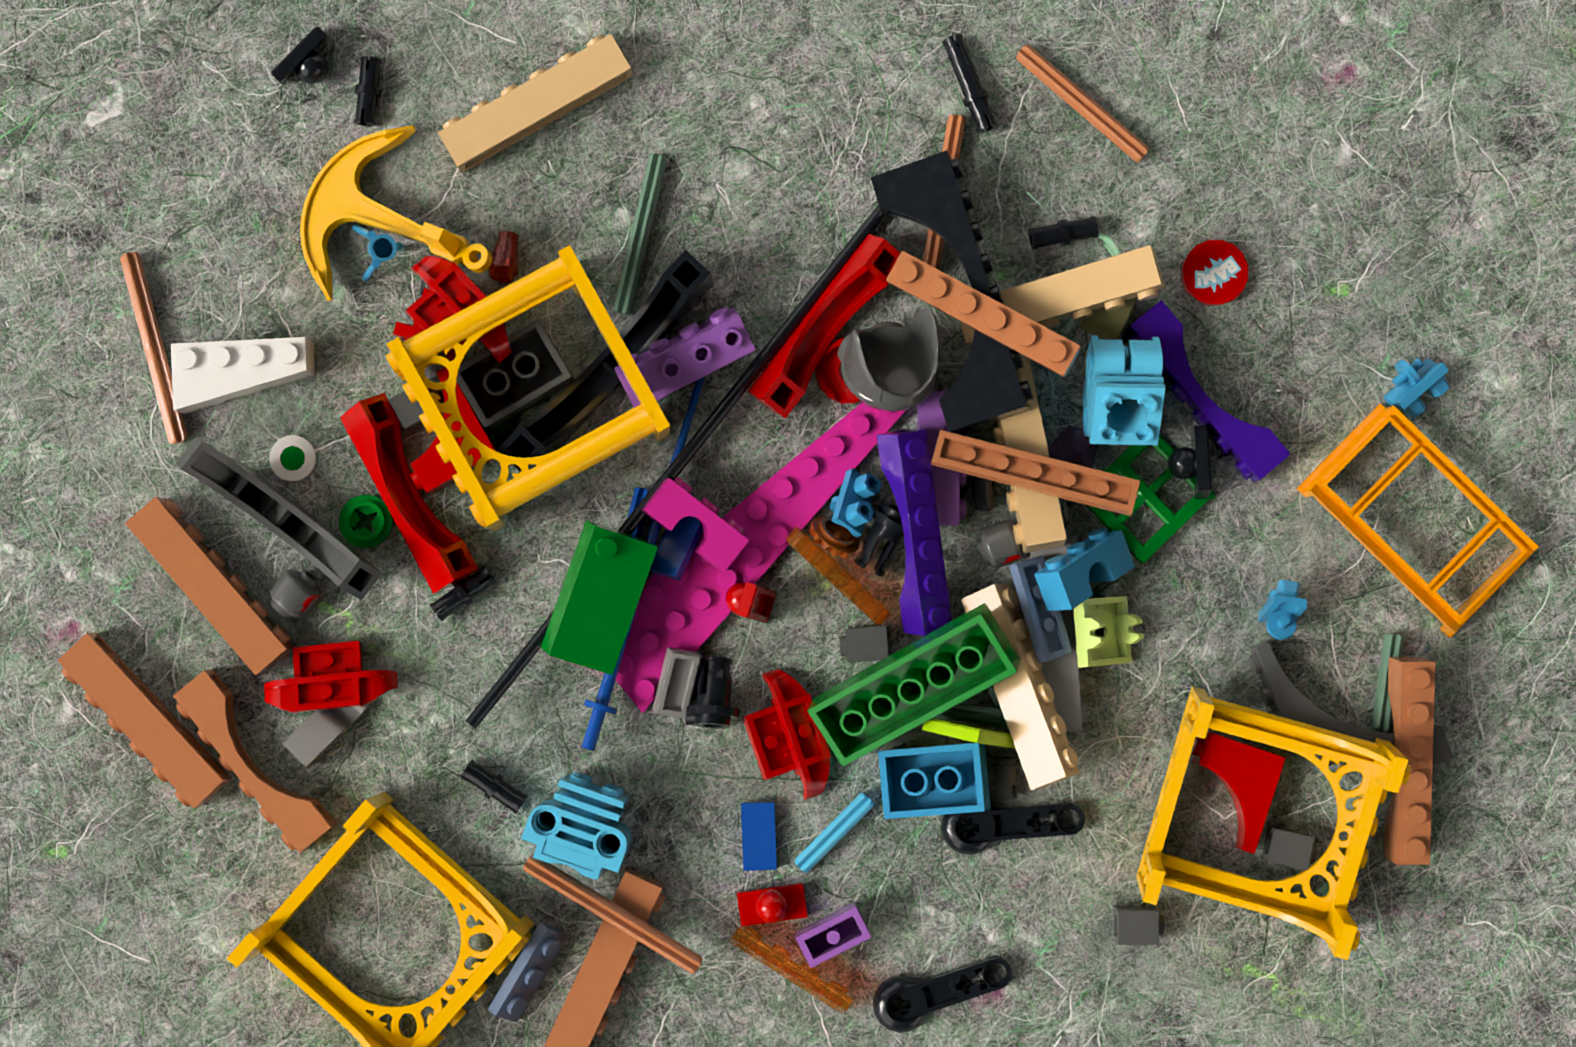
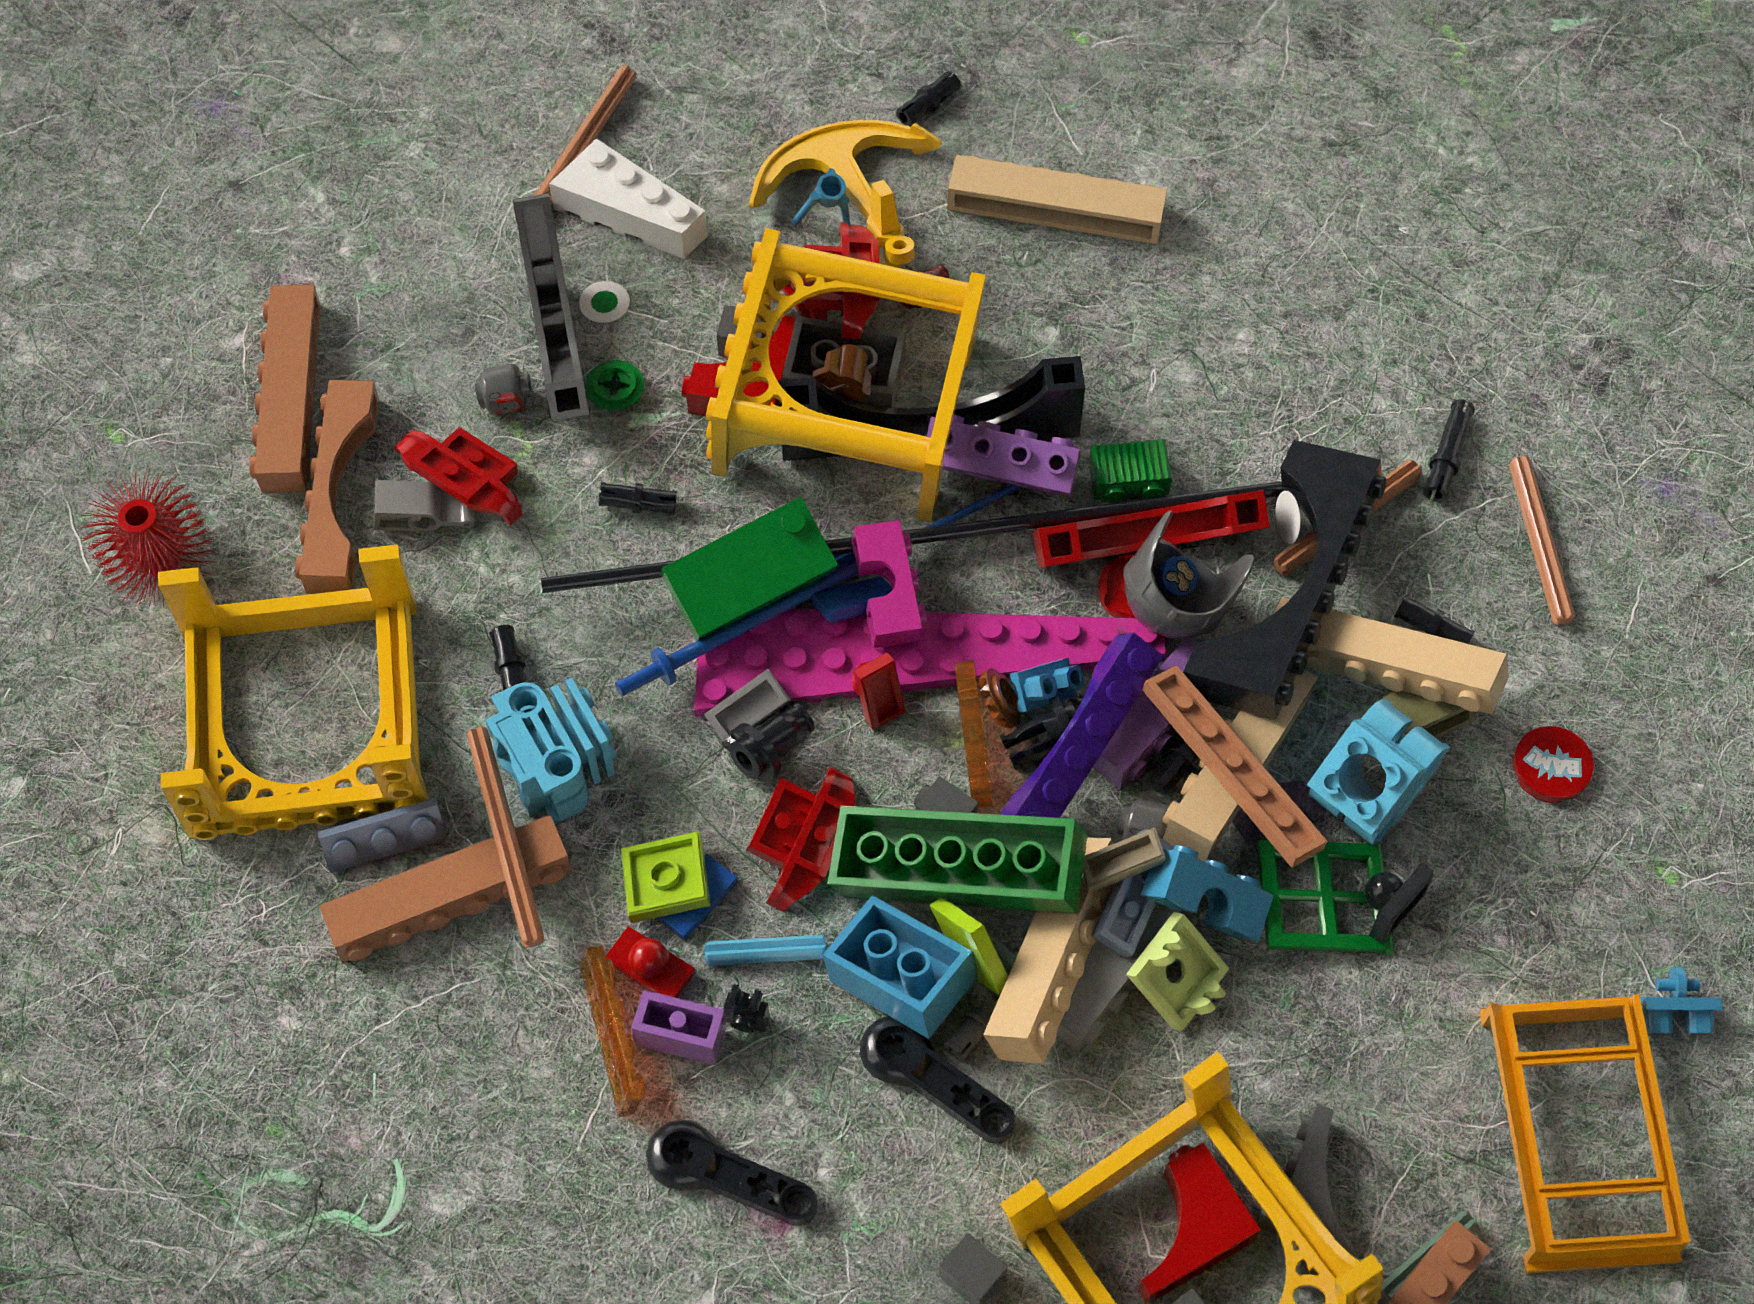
camera: 40 degrees right, 25 degrees down
(173, 917) = (147, 535): none -> red piece
(210, 585) = (443, 334): nougat brick -> none
(304, 60) = (899, 40): black tile -> none
(378, 441) = (650, 443): red arch -> none
(530, 392) = (846, 372): none -> reddish brown piece
(640, 234) = (1061, 347): sand green axle -> none
(730, 842) = (665, 877): none -> lime tile
(773, 287) = (1130, 470): none -> green brick
(862, 887) = (746, 1010): none -> black plate
(878, 351) = (1177, 576): none -> tile
(908, 235) = (1287, 517): none -> white sticker
(984, 314) = (1301, 599): nougat plate -> none
(1021, 601) = (1123, 860): none -> dark tan tile
(1251, 446) = (1465, 929): dark purple arch -> none
(1282, 609) = (1374, 1090): dark azure hips -> none

